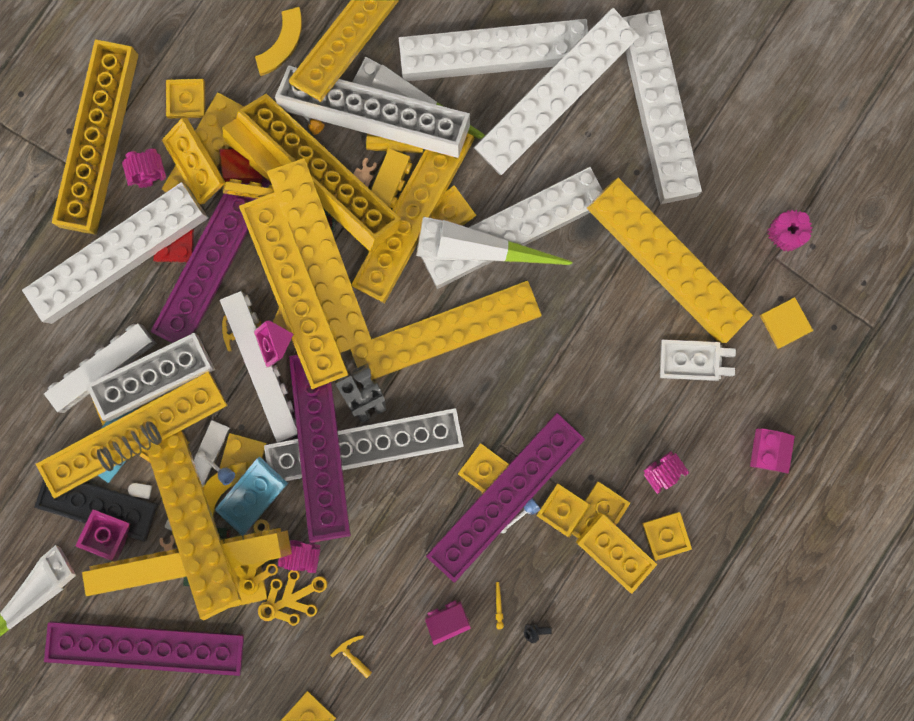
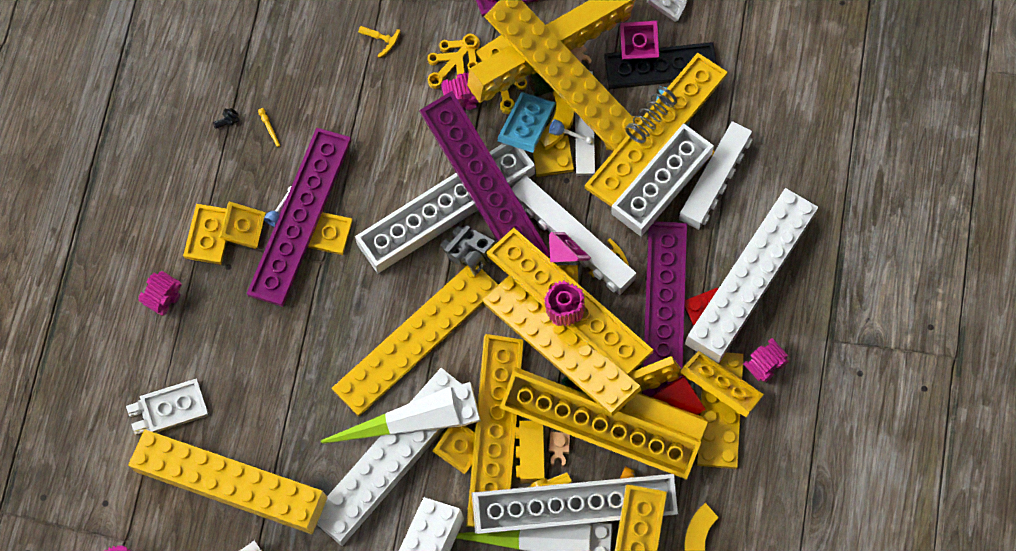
camera: 160 degrees right, 15 degrees down
(95, 137) = (828, 373): yellow brick -> none
(140, 490) = (629, 93): white piece -> none
(185, 98) = (765, 449): yellow tile -> none
(294, 271) = (568, 312): none -> dark pink brick
(447, 622) = (308, 92): dark pink slope -> none
(616, 553) = (180, 207): yellow plate -> none
(666, 536) = (139, 244): yellow tile -> none
(772, 450) = (65, 355): dark pink slope -> none
(786, 323) = (92, 480): yellow tile -> none

